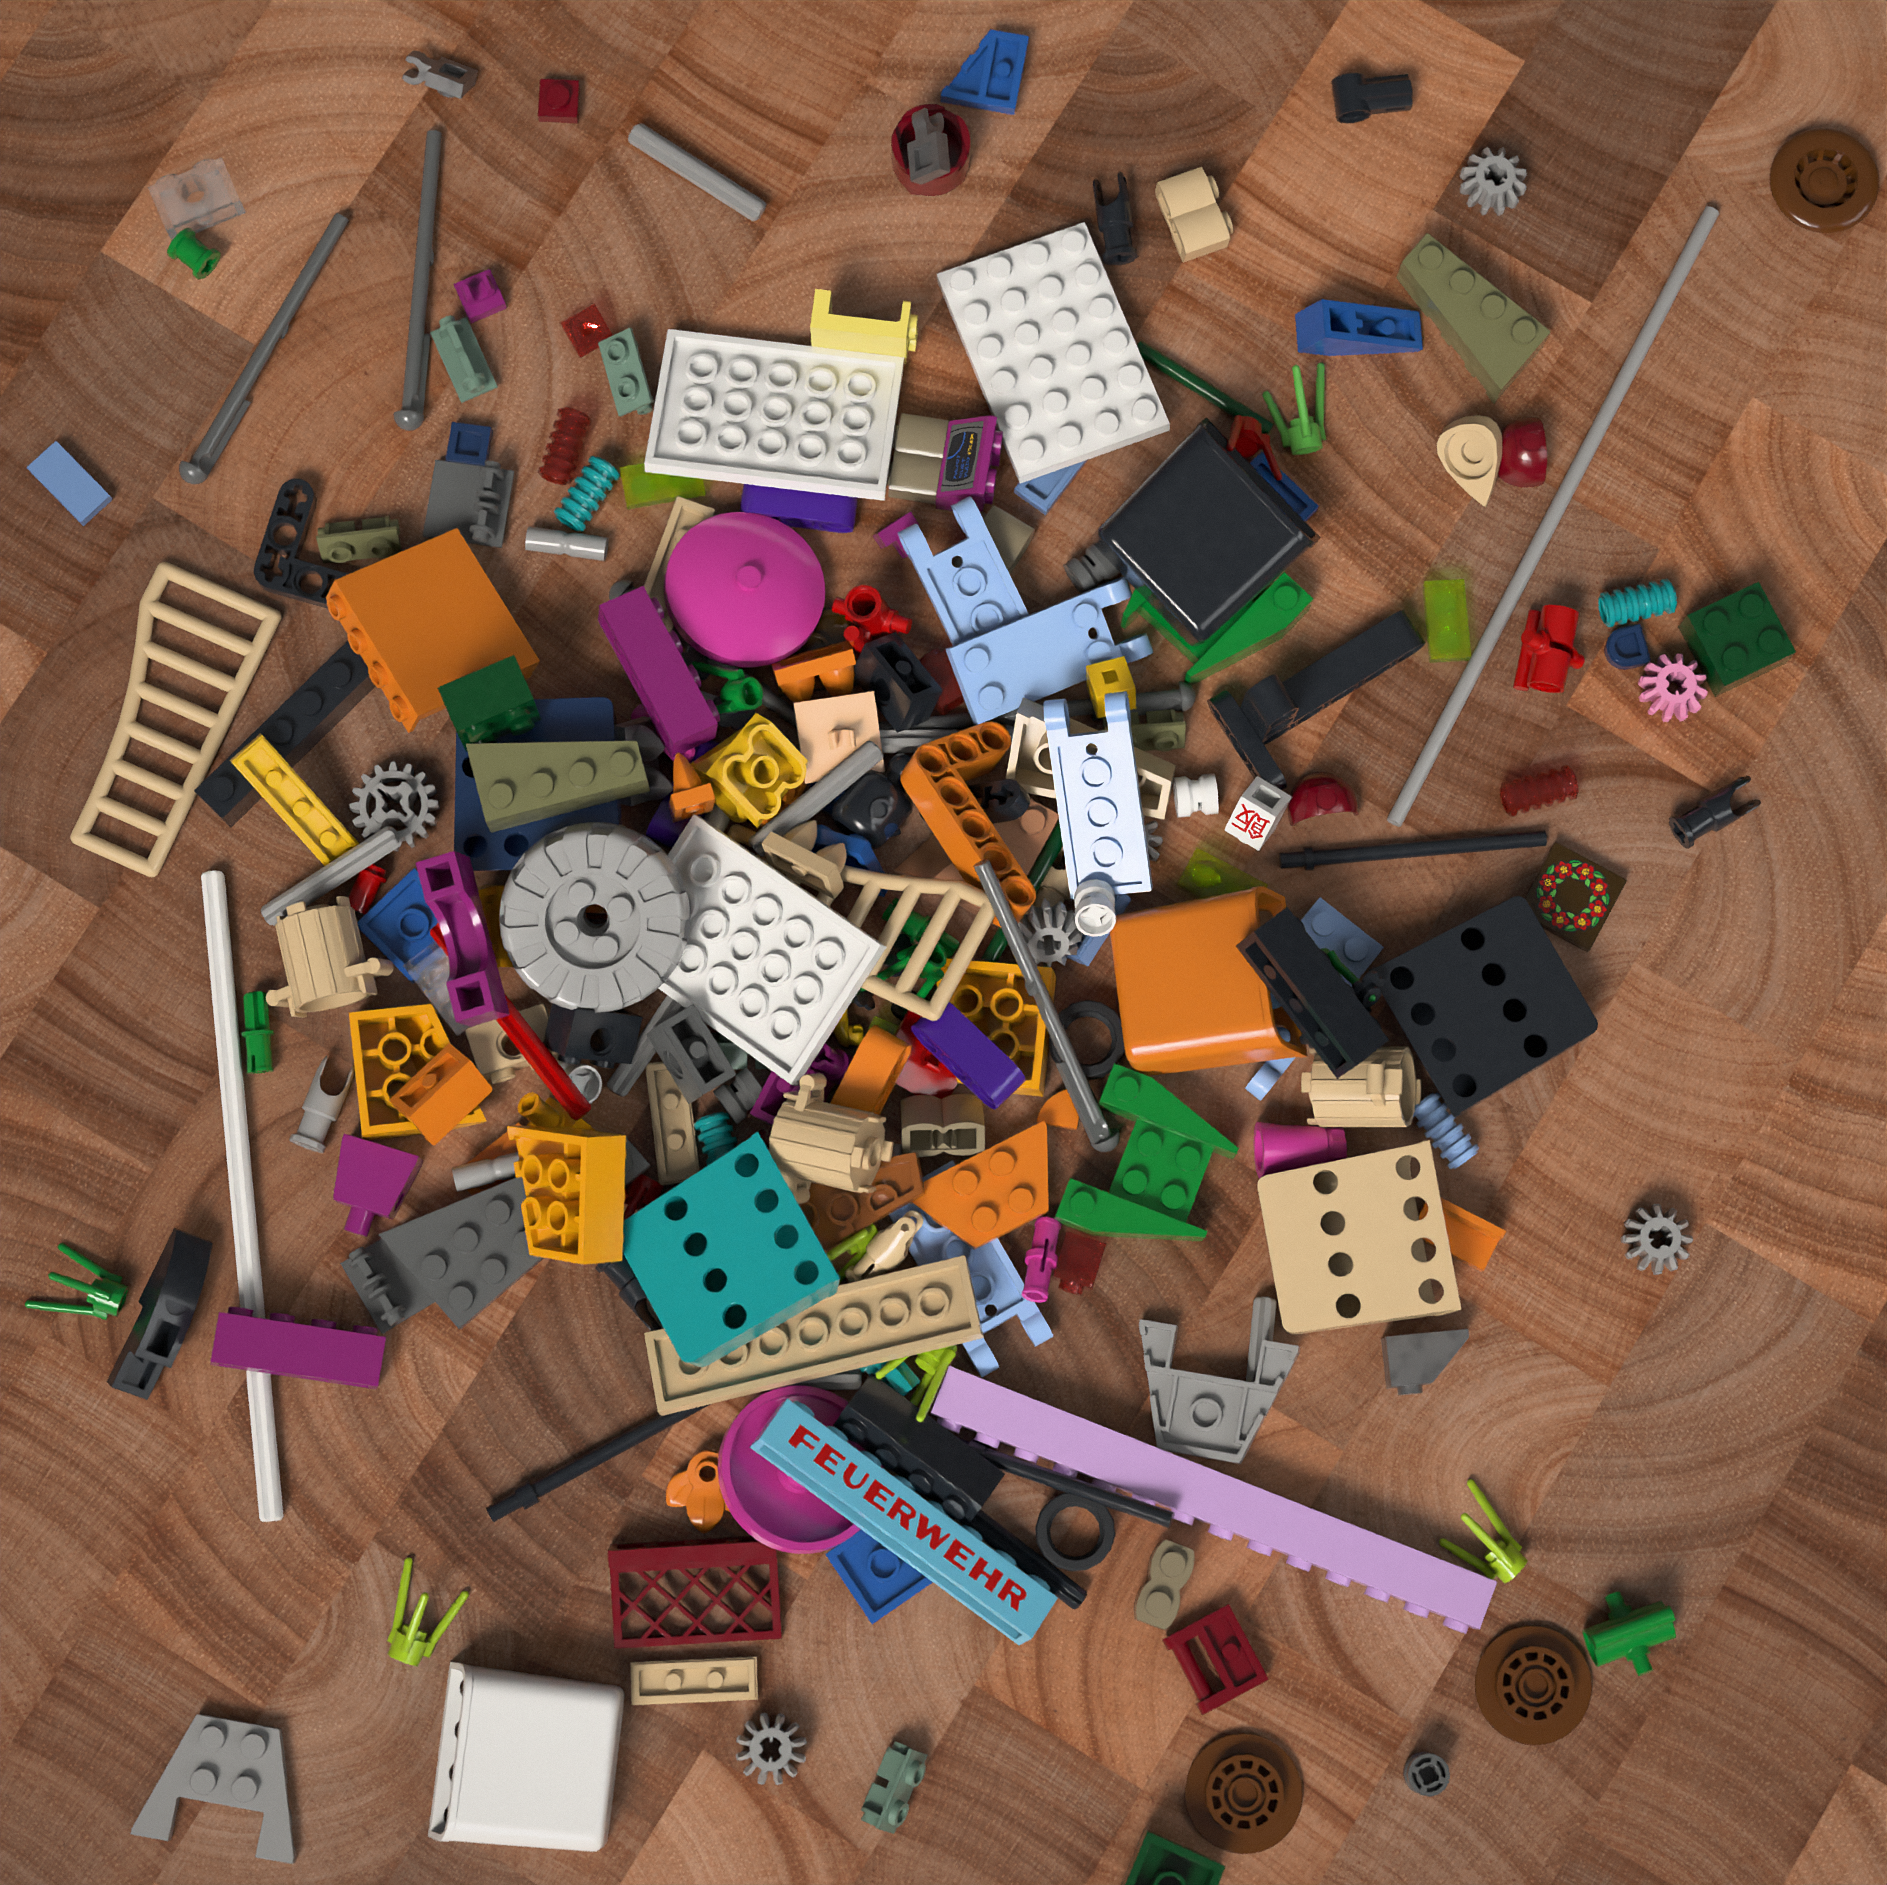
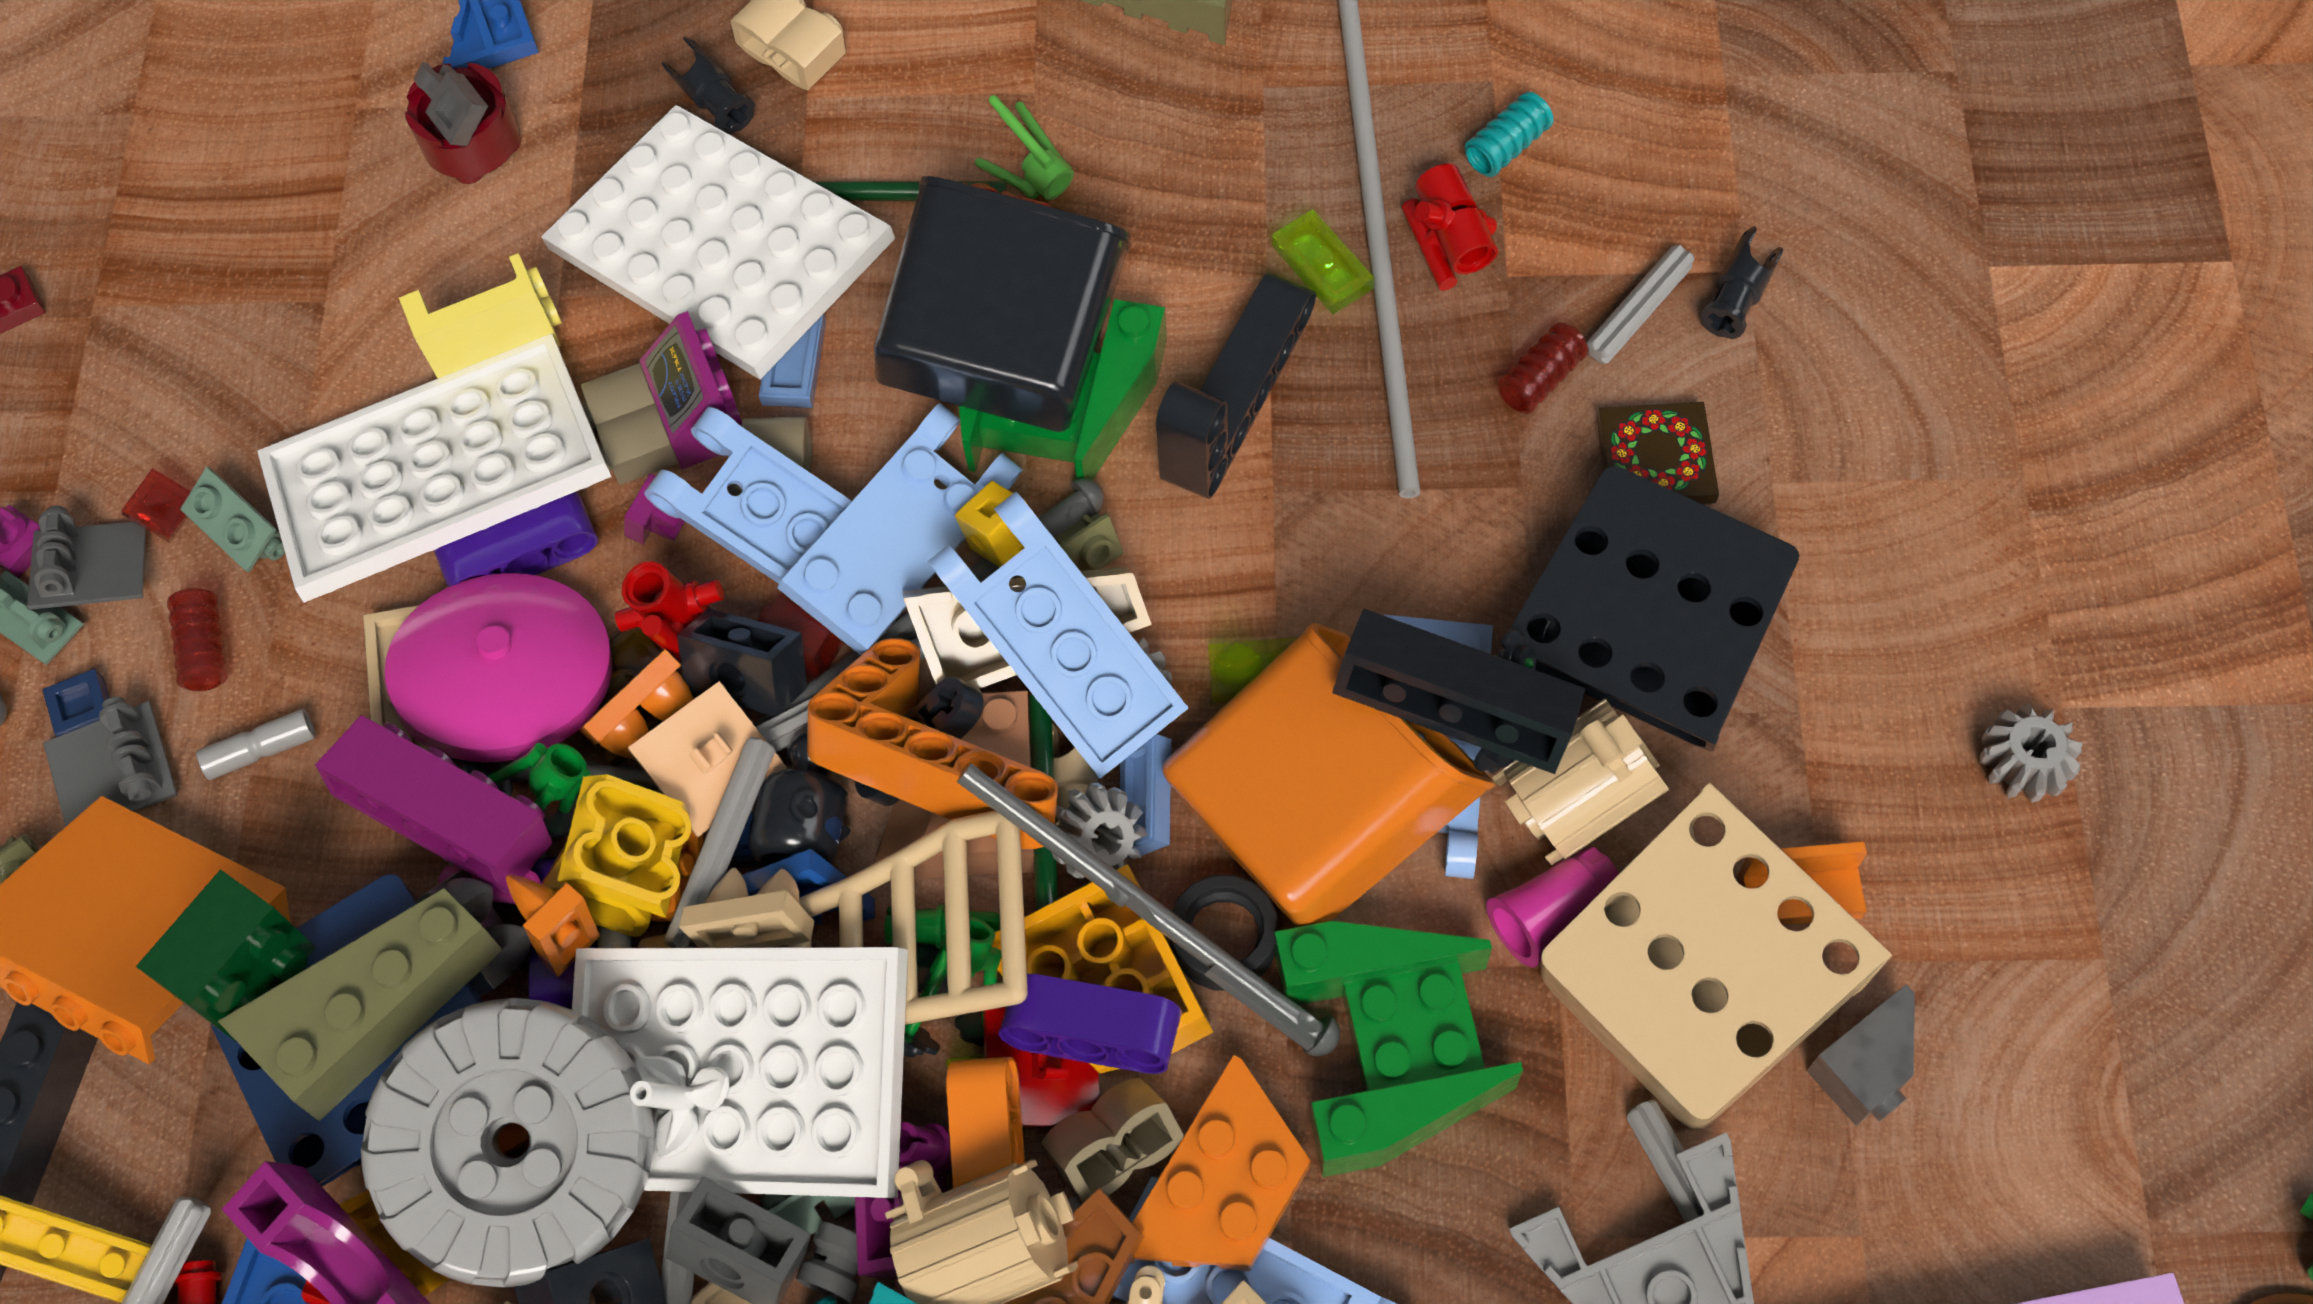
camera: 25 degrees left, 15 degrees down
(405, 793) = (181, 1148): light grey gear -> none
(520, 347) = (84, 562): none -> dark grey hinge
(586, 493) = (251, 674): teal piece -> none
(650, 488) = (336, 617): clear neon green plate -> none
(697, 172) = (208, 284): light grey axle -> none
(701, 947) = (666, 1089): none -> white plant
(847, 1034) = (923, 1106): yellow arm -> none
(1041, 1259) = (1341, 1231): dark pink pin -> none
(1059, 1112) = (1246, 1036): orange tile -> none
(1078, 1263) = (1388, 1209): clear red bracket -> none
(1089, 569) = (898, 420): dark grey wheel -> none
(1094, 908) = (1145, 773): white wheel -> none
(1195, 795) = (1171, 588): white wheel -> none
(1245, 739) = (1191, 502): black beam -> none
(1257, 813) = (1253, 563): white brick -> none
(1309, 858) = (1344, 582): black bar -> none
(1320, 795) = (1306, 508): dark red helmet -> none
(1356, 329) = (1028, 47): blue slope -> none
(1444, 1131) = (1691, 774): light blue piece -> none
(1472, 454) = (1237, 92): tan piece -> none
(1503, 1558) = (2144, 1237): lime plant -> none
(1523, 453) = (1287, 66): dark red helmet -> none
(1627, 648) = (1530, 185): dark blue tile -> none
(1637, 783) = (1640, 304): none -> light grey axle
(1660, 677) = (1606, 190): bright pink gear -> none
(1736, 639) = (1637, 108): dark green brick -> none

